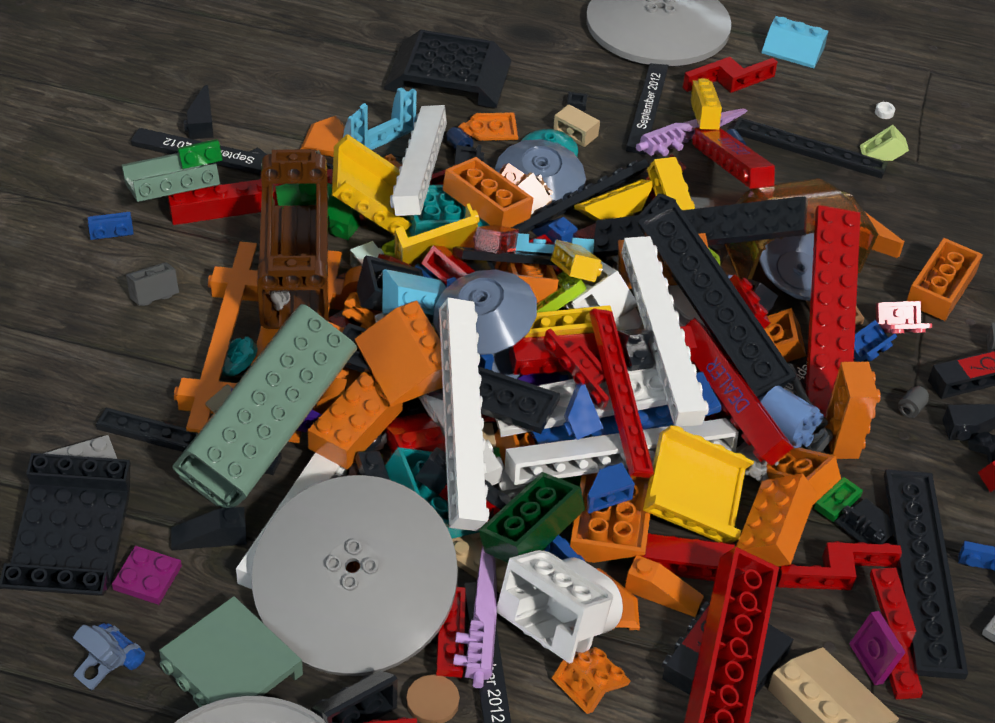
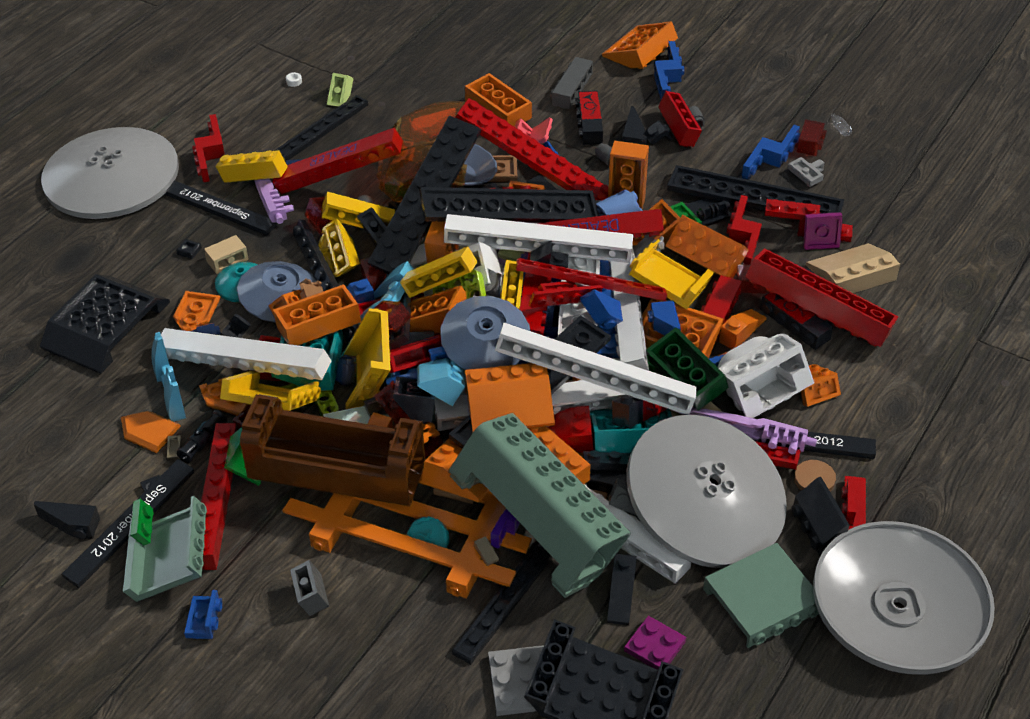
camera: 70 degrees left, 0 degrees up
(107, 648) = (739, 674): sand blue piece -> none
(795, 42) = (189, 100): medium azure slope -> none

